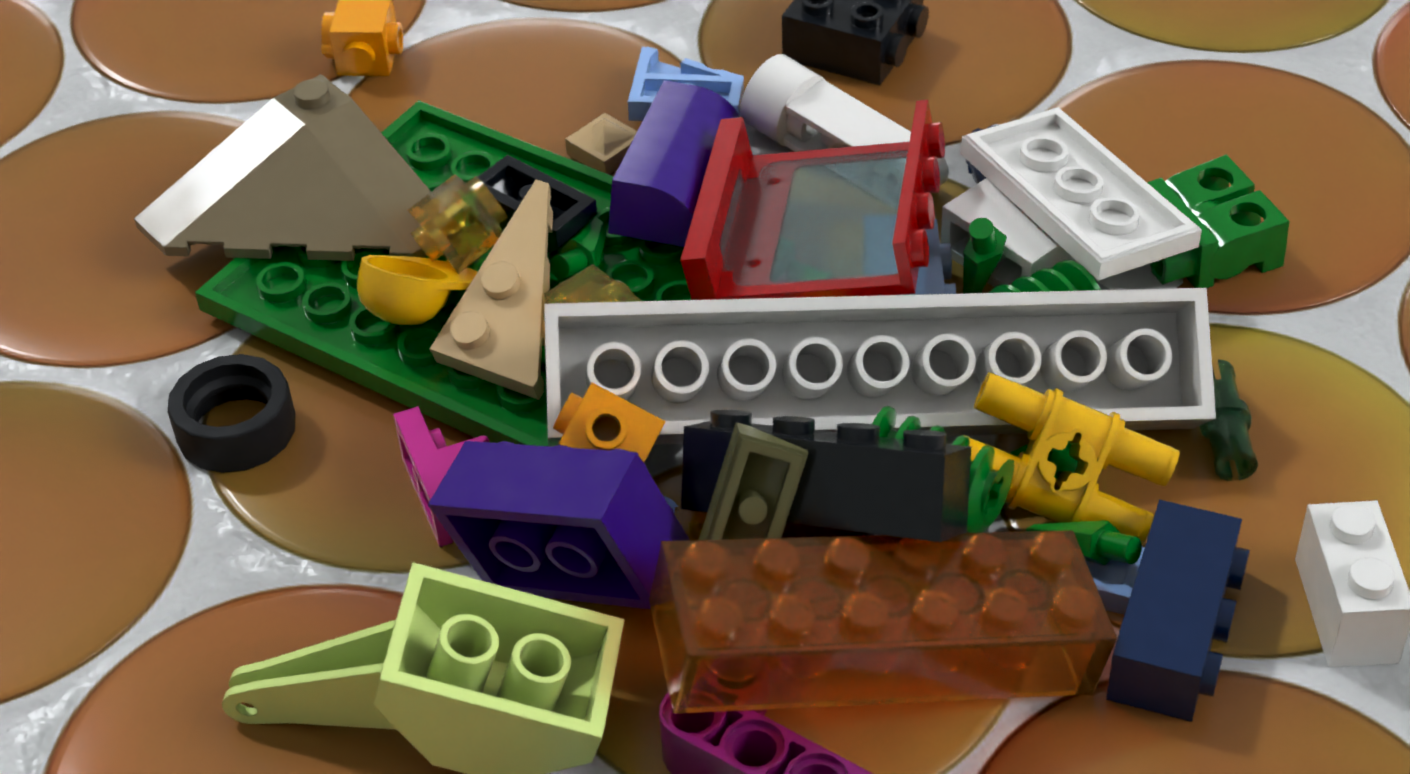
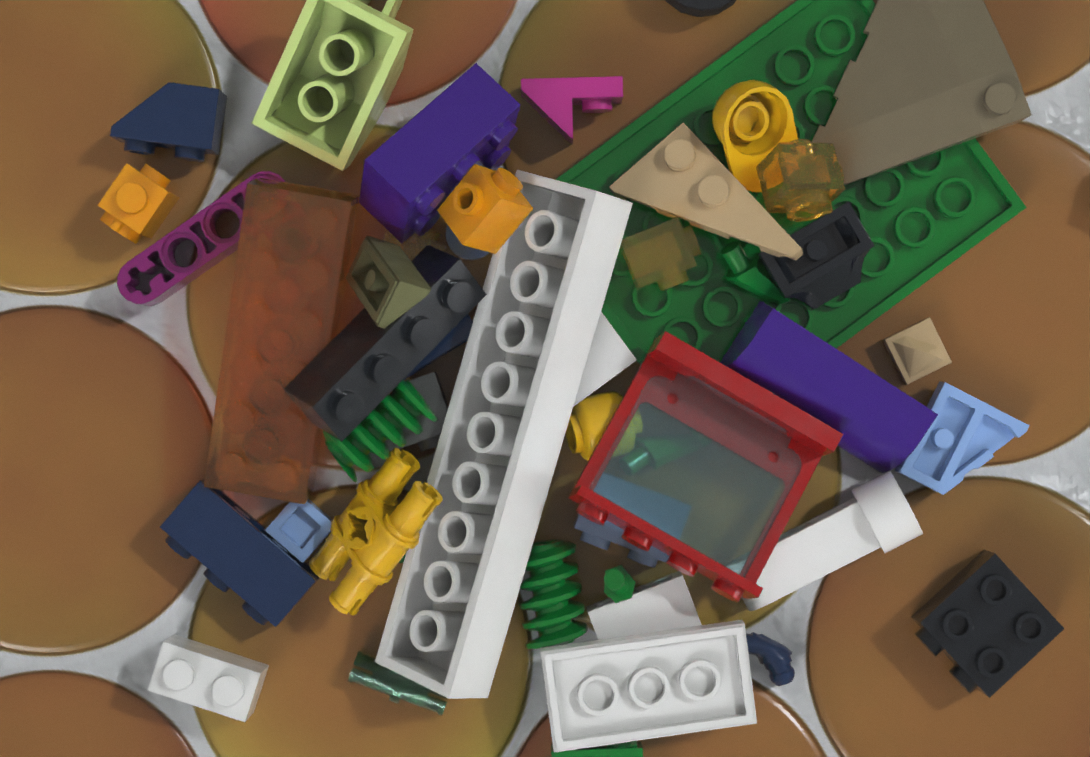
camera: 110 degrees right, 45 degrees up
(1098, 541) = (313, 518): green bar -> none

